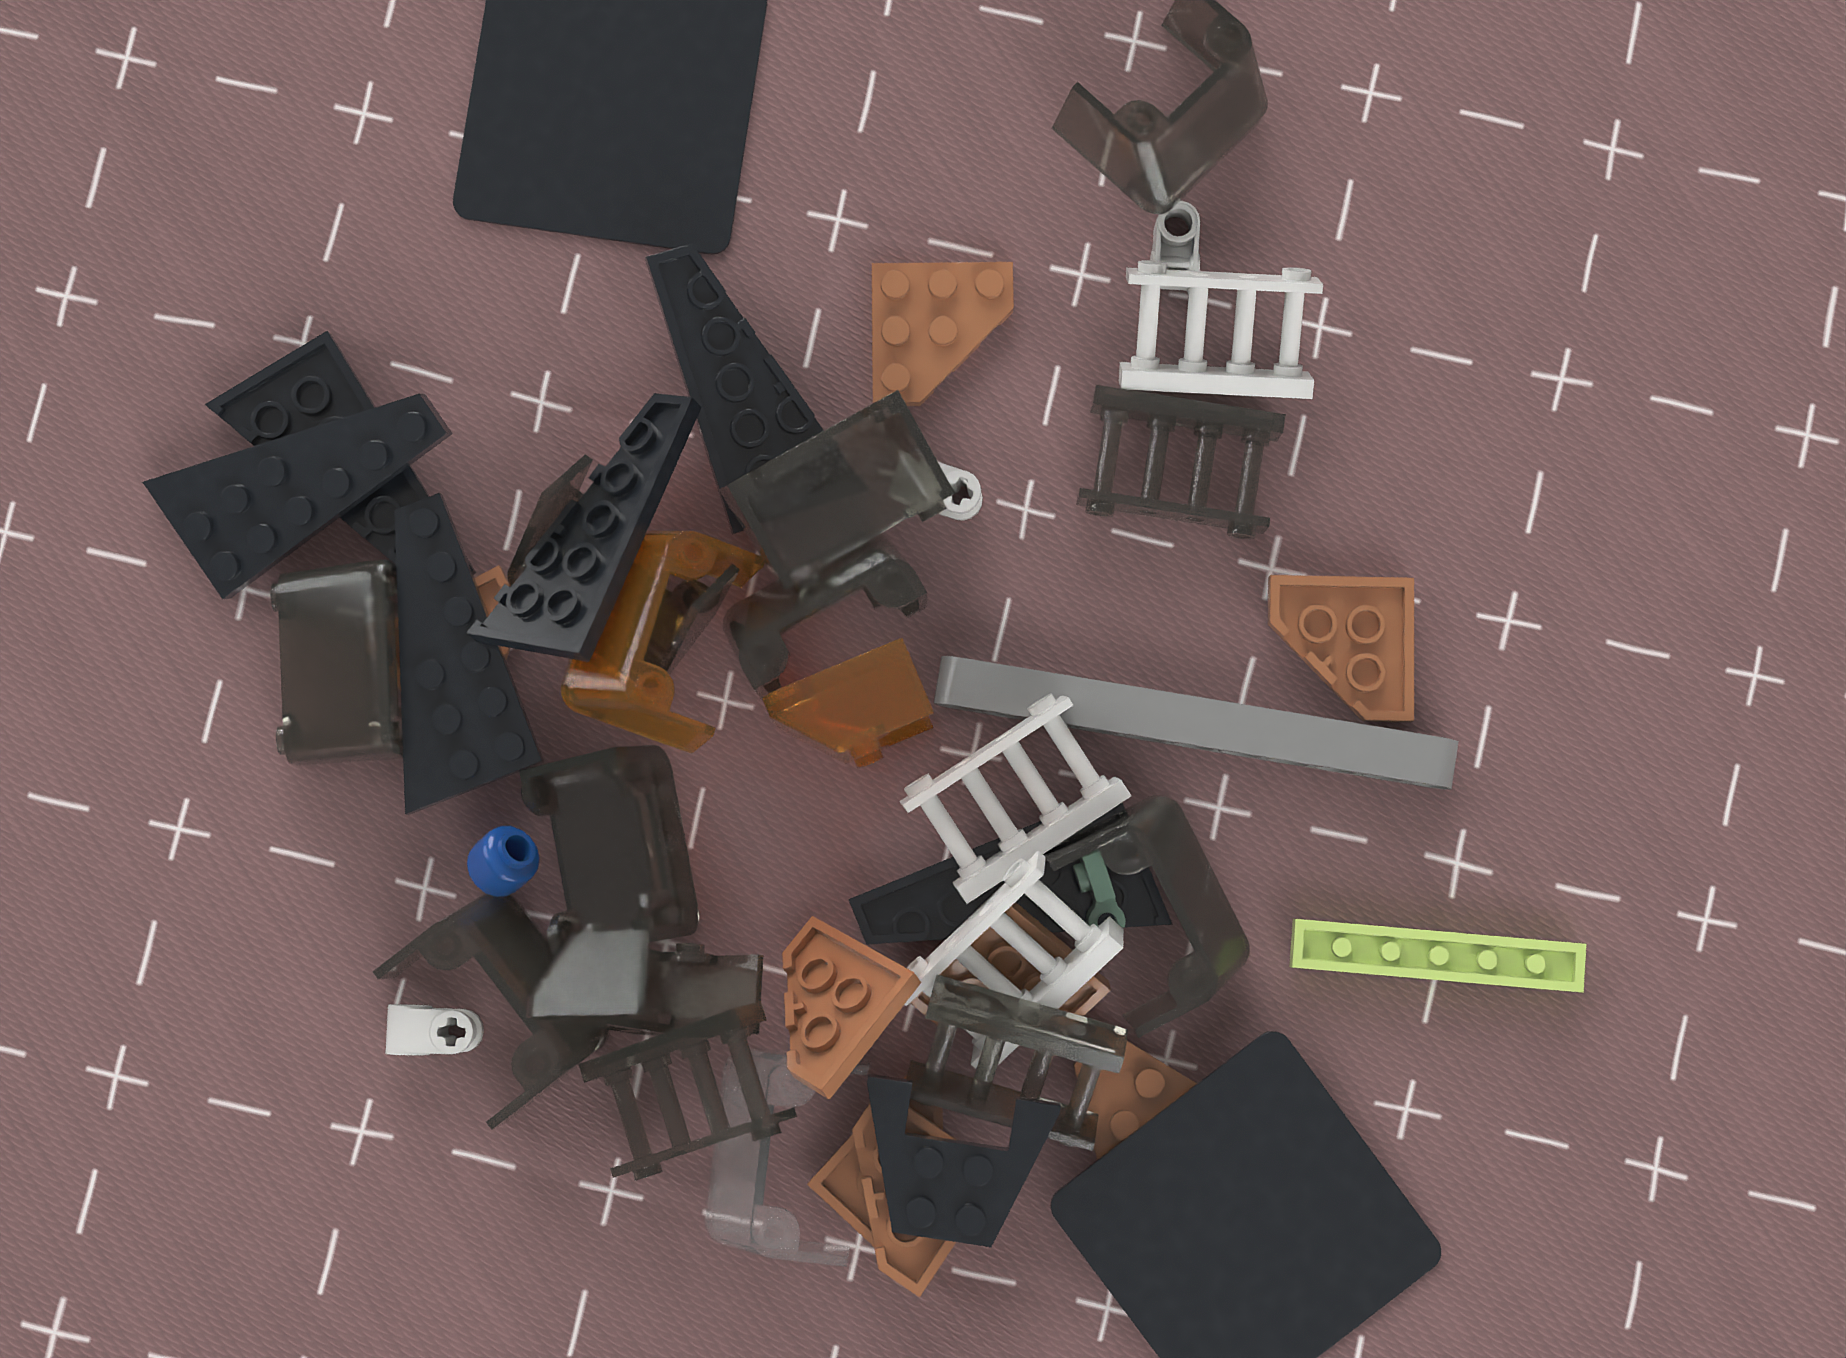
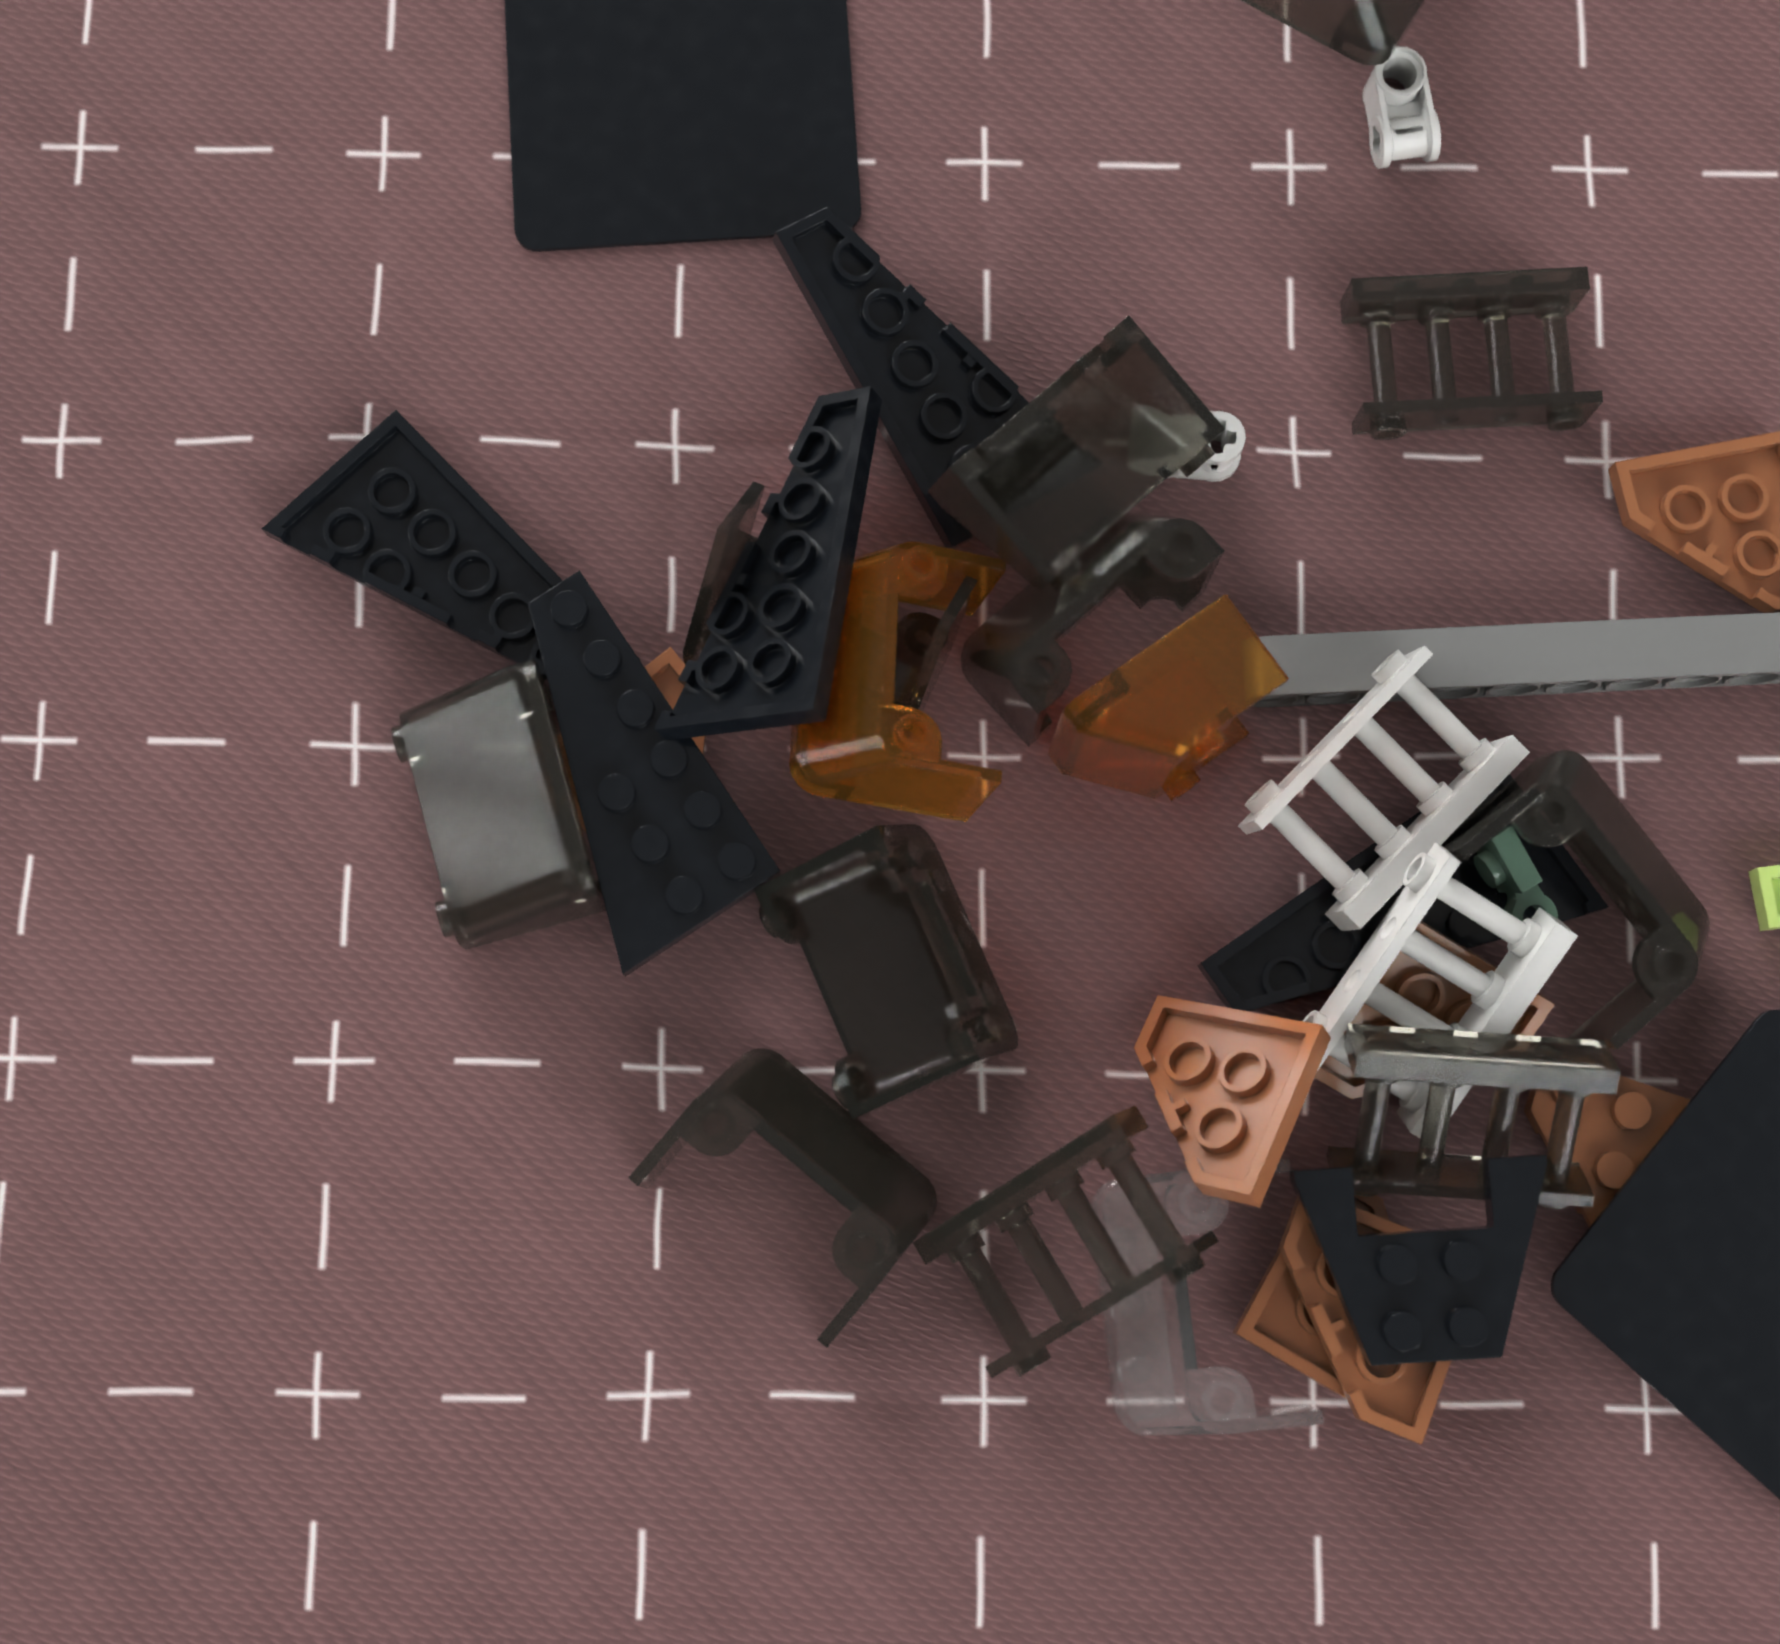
camera: 15 degrees left, 5 degrees down
(272, 498) = (371, 622): black wing -> none
(425, 1030) = (700, 1243): white piece -> none
(503, 861) = (758, 1007): blue head -> none
(623, 987) = (970, 1121): clear smoke windscreen -> none
(932, 321) = (1128, 248): nougat plate -> none
(1239, 375) = (1515, 233): white fence -> none

